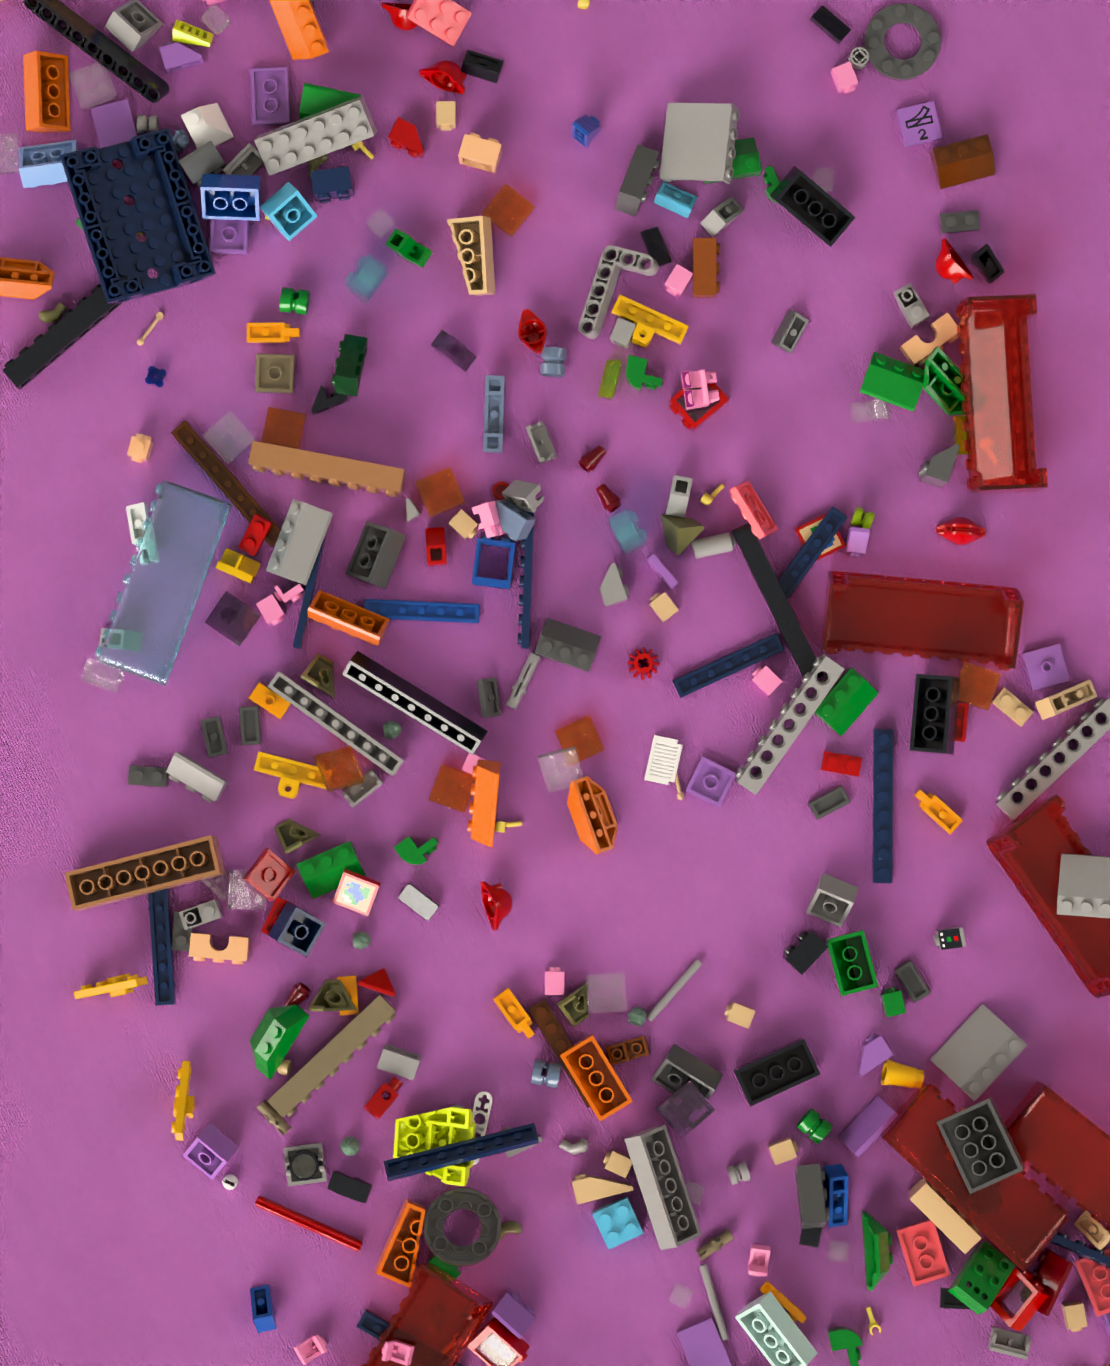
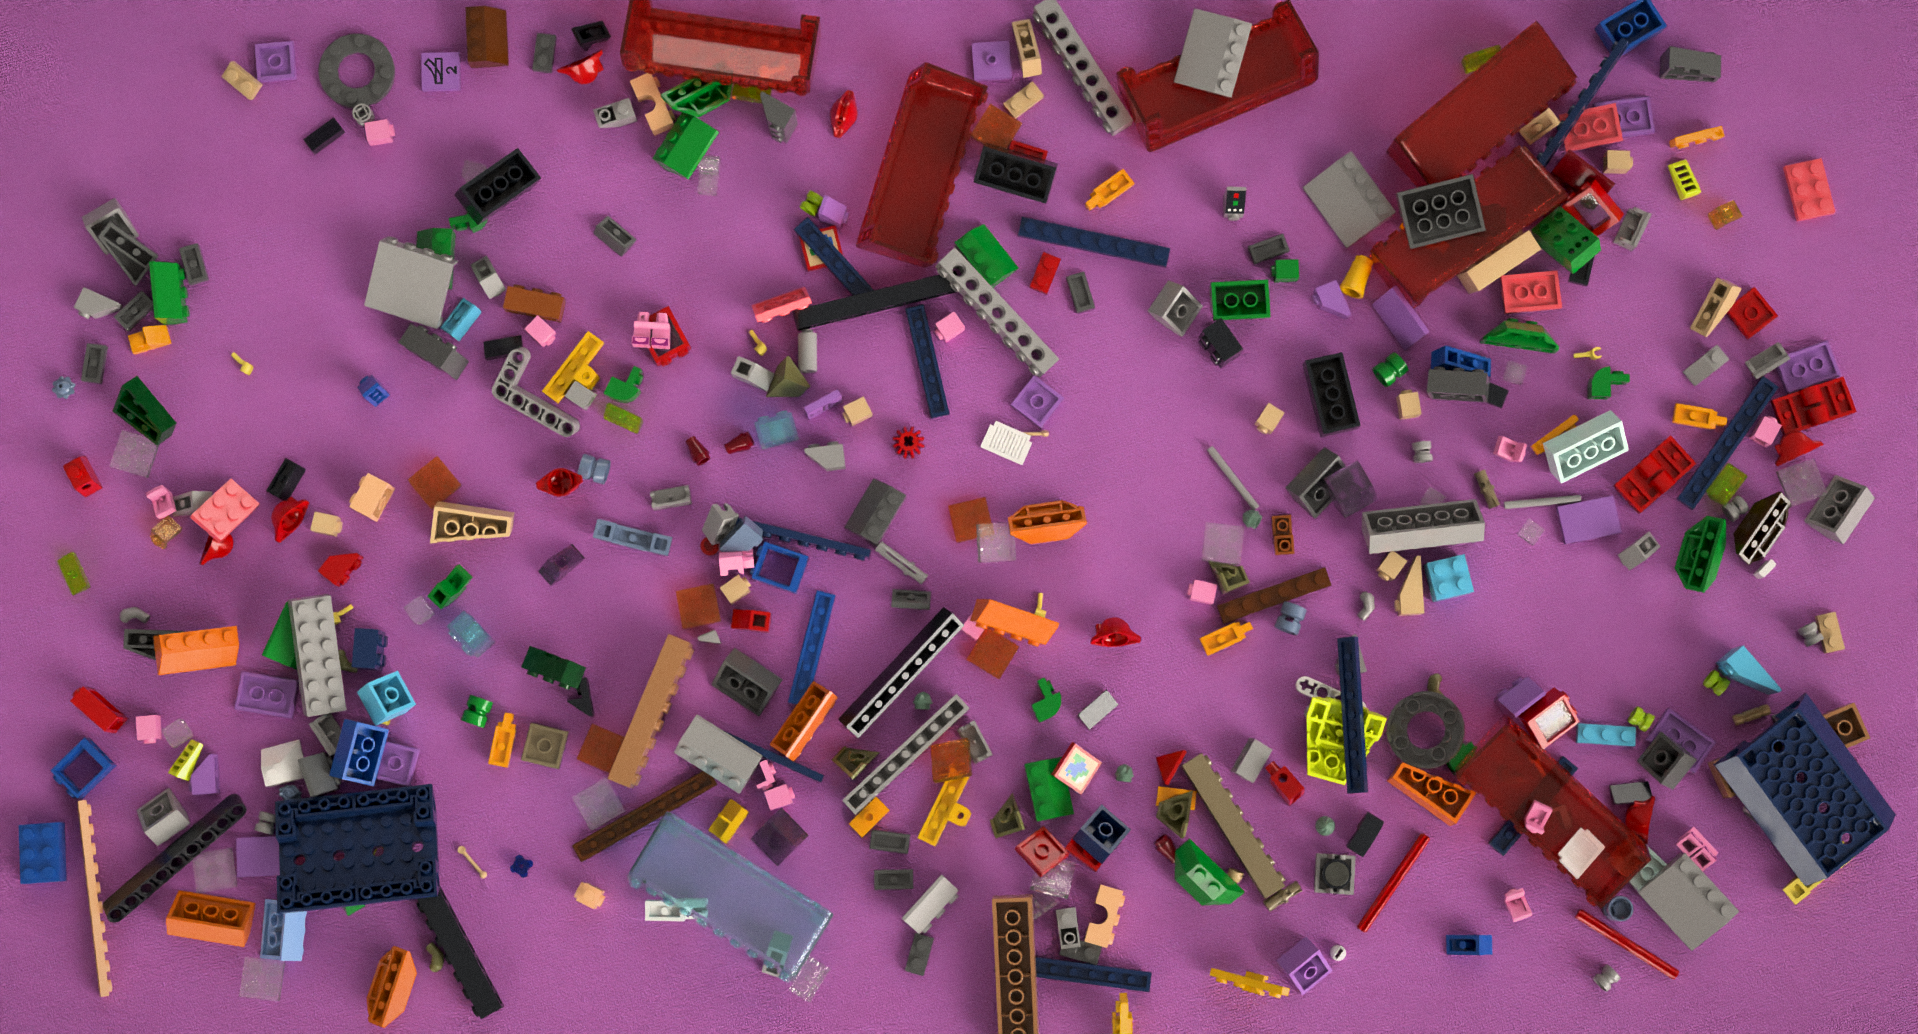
camera: 80 degrees left, 5 degrees down
(255, 535) = (701, 797): red plate -> none
(596, 1077) = (1304, 569): orange slope -> none

